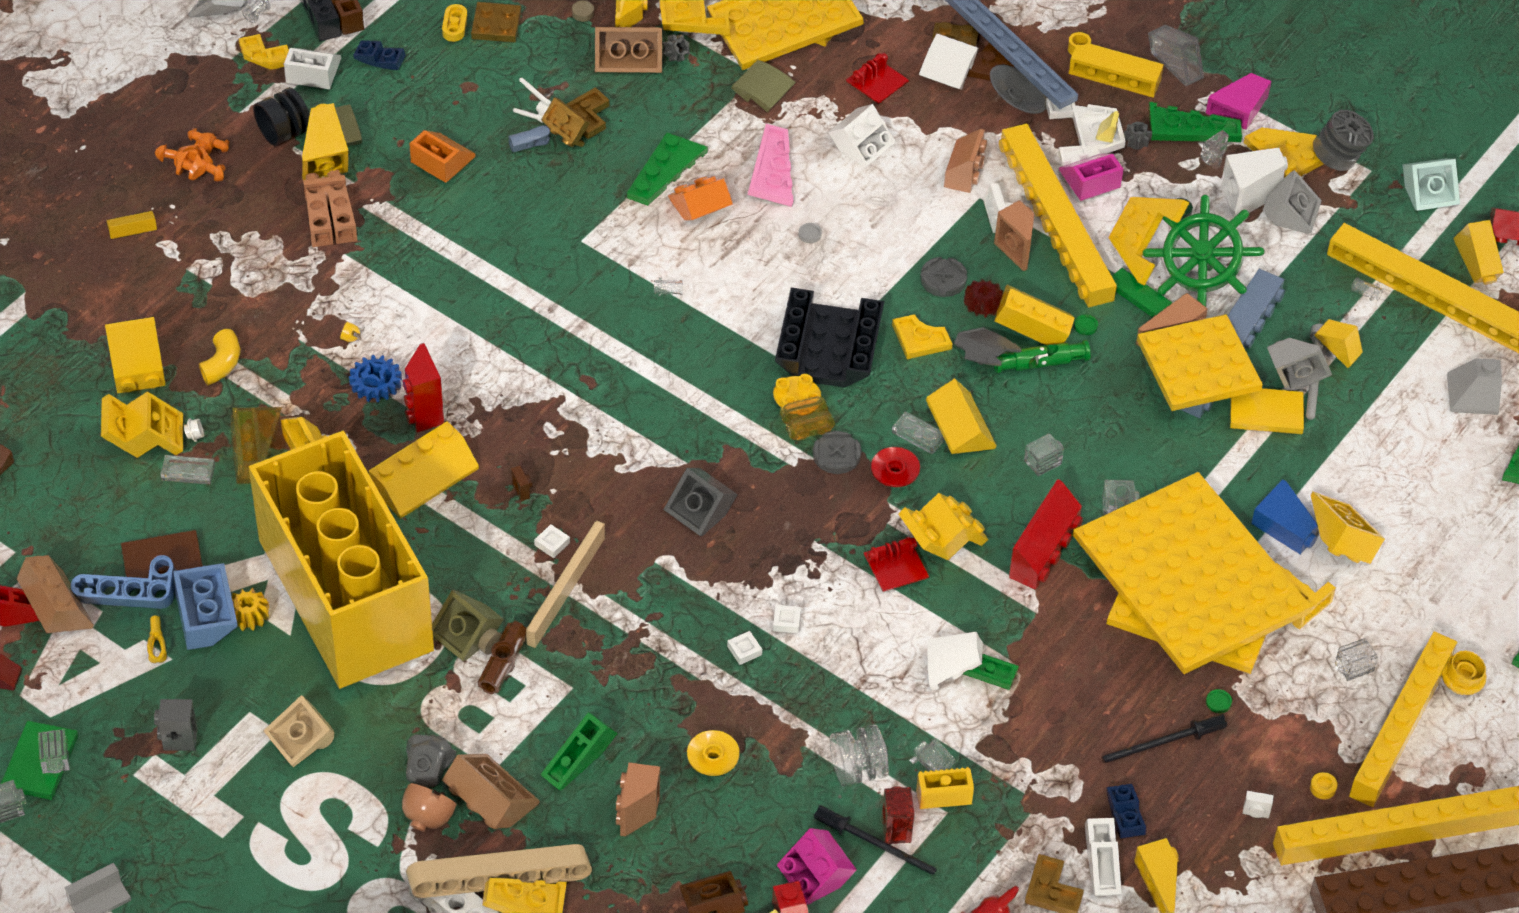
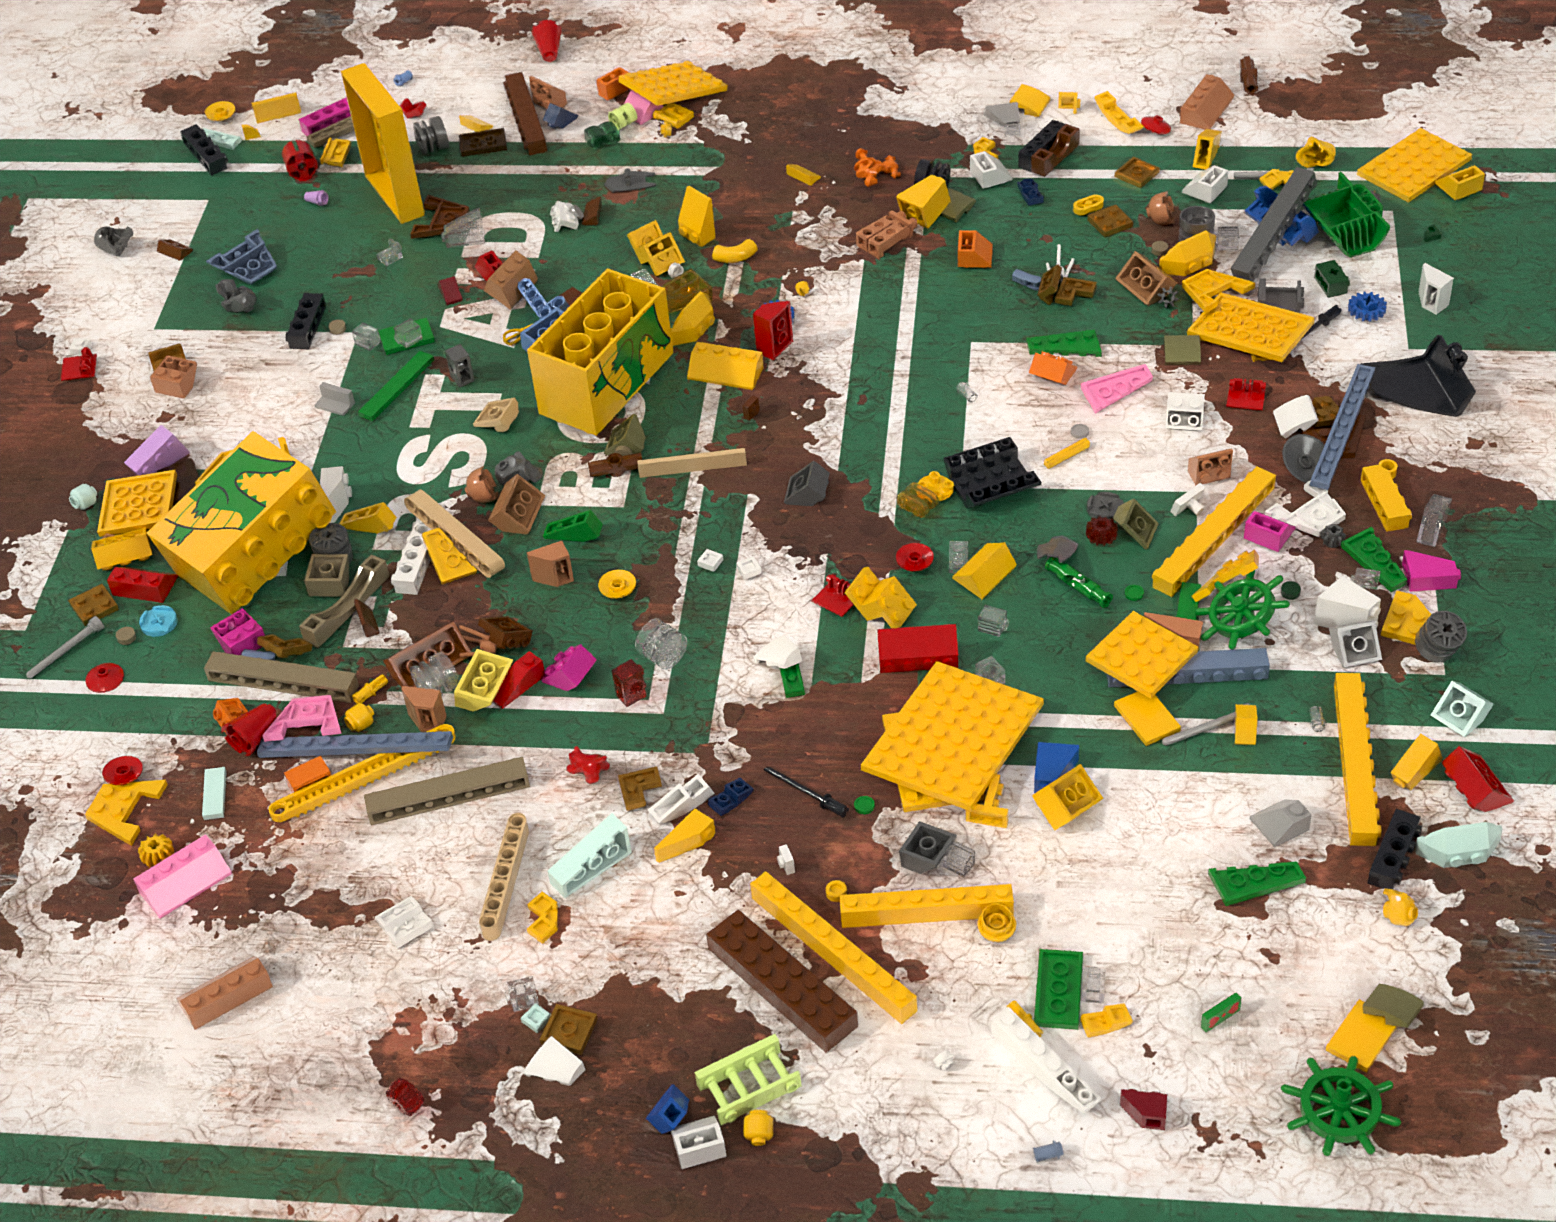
camera: 65 degrees right, 5 degrees down
(131, 815) = (395, 386): none -> green tile
(552, 541) = (720, 442): white plate -> none
(836, 452) = (906, 528): dark grey tile -> none
(838, 261) = (1066, 453): none -> yellow axle
(842, 824) = (610, 663): black piece -> none
(920, 339) = (1040, 520): yellow tile -> none
(933, 756) = (694, 683): clear bracket -> none
(944, 788) = (670, 696): yellow brick -> none
(994, 264) = (1136, 522): none -> olive slope
(1015, 233) = (1170, 516): nougat slope -> none
(1033, 317) = (1106, 557): yellow slope -> none
(1108, 128) = (1317, 515): light yellow slope -> none
(1298, 363) = (1188, 704): light grey slope -> none
(1335, 675) = (925, 848): none -> dark grey slope

